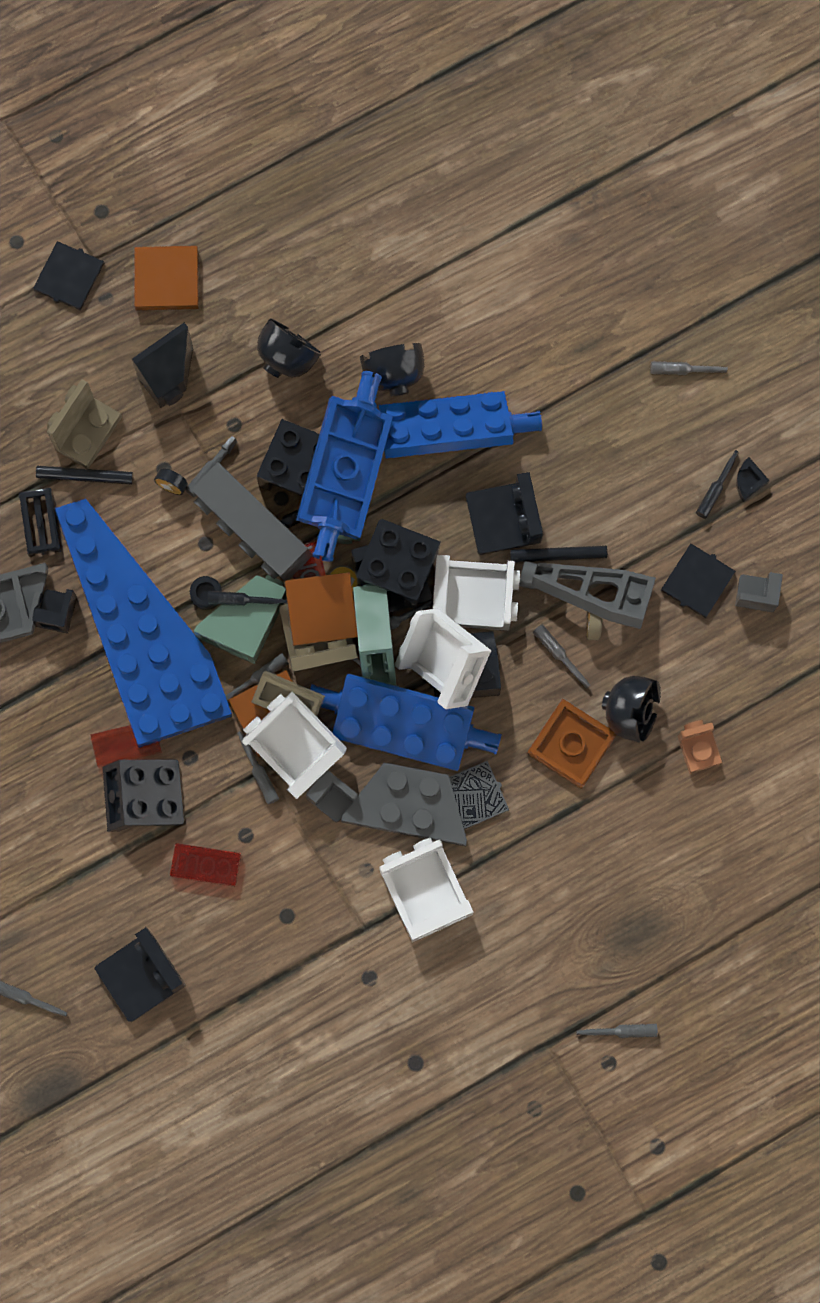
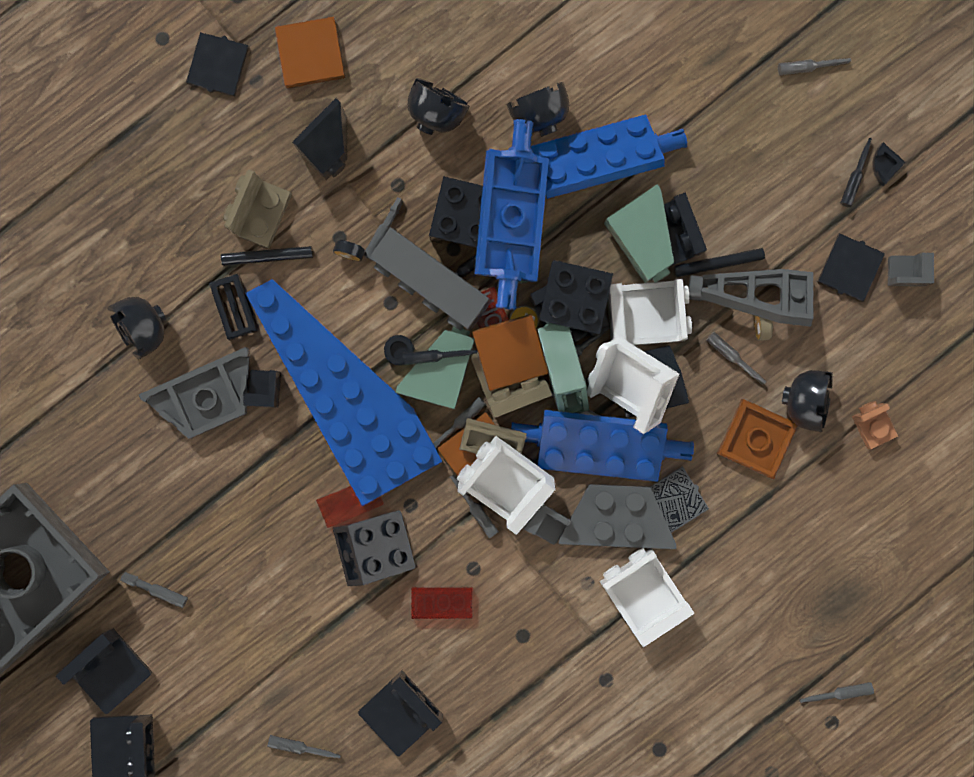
camera: 10 degrees left, 10 degrees up
(480, 510) = (644, 235): none -> sand green slope

